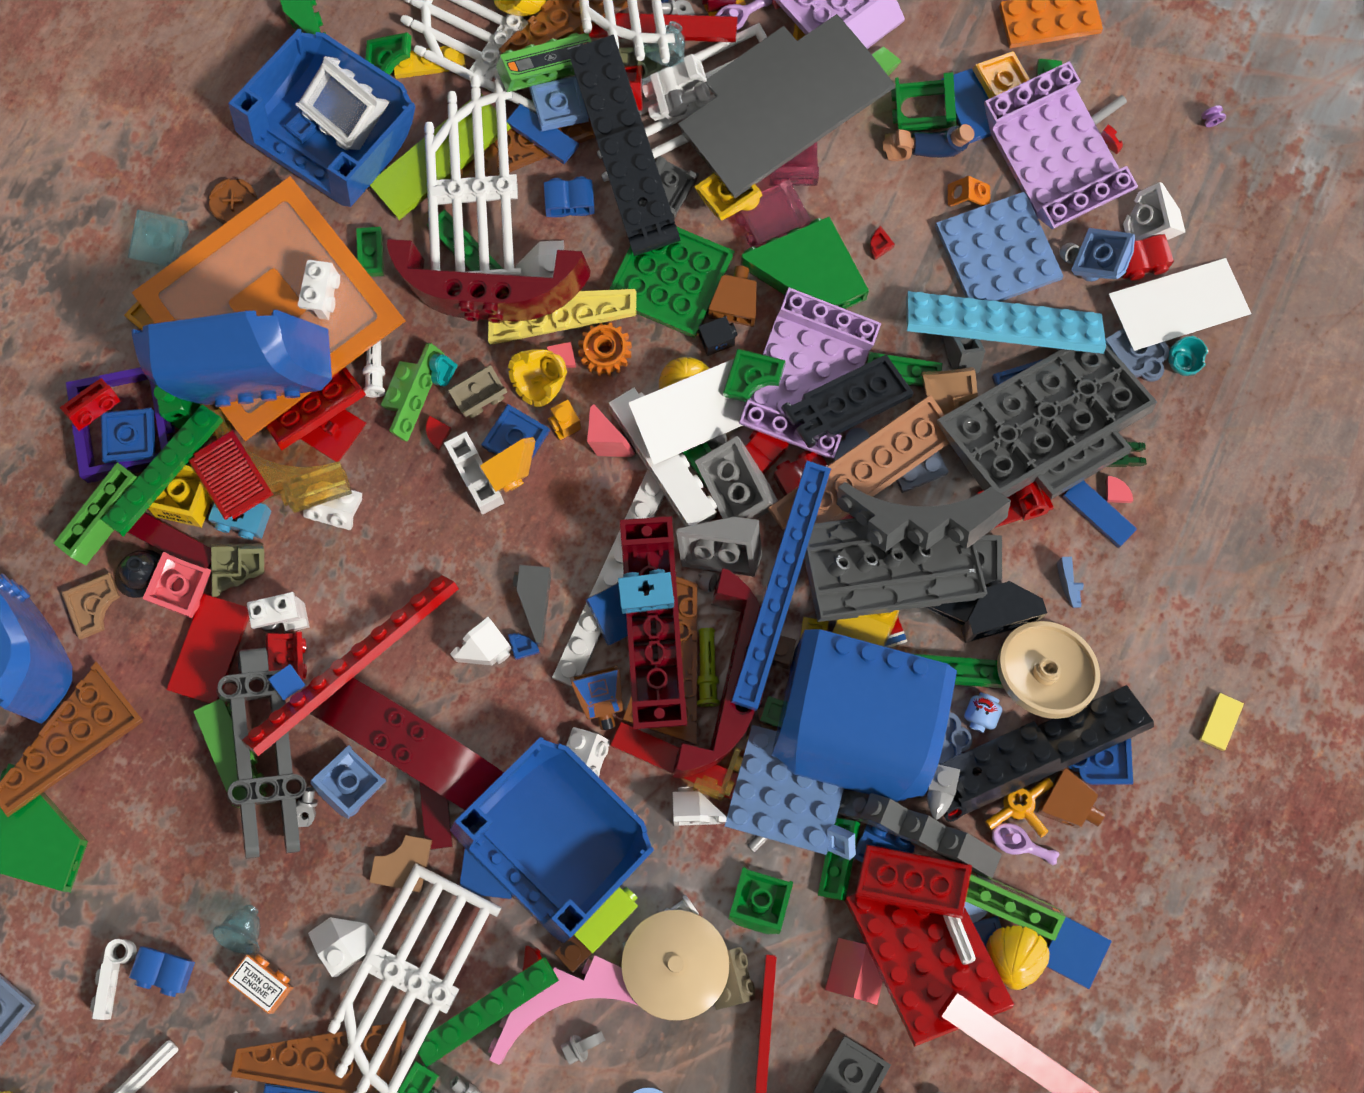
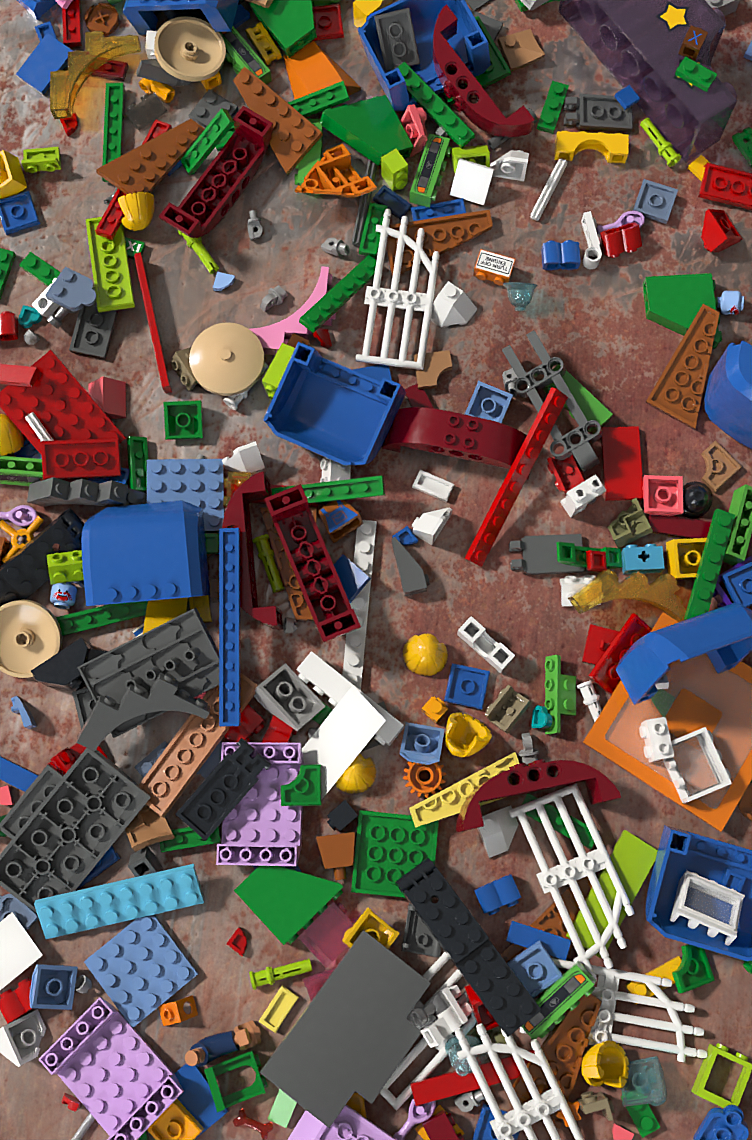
camera: 165 degrees right, 0 degrees up
(47, 989) = (627, 217): none -> lavender piece
(69, 962) = (621, 239): none -> red brick
(230, 476) = (659, 577): red window -> none
(284, 246) = (696, 766): none -> clear window
(286, 682) = (555, 446): blue tile -> none
(297, 530) = (596, 560): none -> red tile
(303, 540) = (576, 555): none -> green slope
(351, 563) = (541, 554): none -> dark grey tile
(370, 250) = (634, 795): green plate -> none
(437, 432) = (526, 670): red tile -> none
(462, 701) = (433, 485): none -> white tile
(472, 337) = (528, 753): none -> light grey piece
(510, 466) = (462, 654): light orange slope -> none
(553, 489) = (425, 654): none -> yellow hair
(566, 352) = (455, 763): coral tile -> none
(594, 380) = (422, 743): none -> medium blue slope
(600, 727) = (341, 489): none -> green plate
(605, 438) = (398, 704): coral slope -> none
(659, 596) = (331, 577): dark azure brick -> none
(720, 544) = (280, 650): light grey slope -> none
(841, 842) = (138, 470): light blue plate -> none
(852, 195) = (271, 975): none -> lime pin
(855, 161) = (278, 1009): none -> light yellow tile
(909, 53) = (244, 1120): none -> clear red piece
(942, 790) = (75, 523): light grey plate -> none
(969, 740) = (65, 567): none -> lime bracket

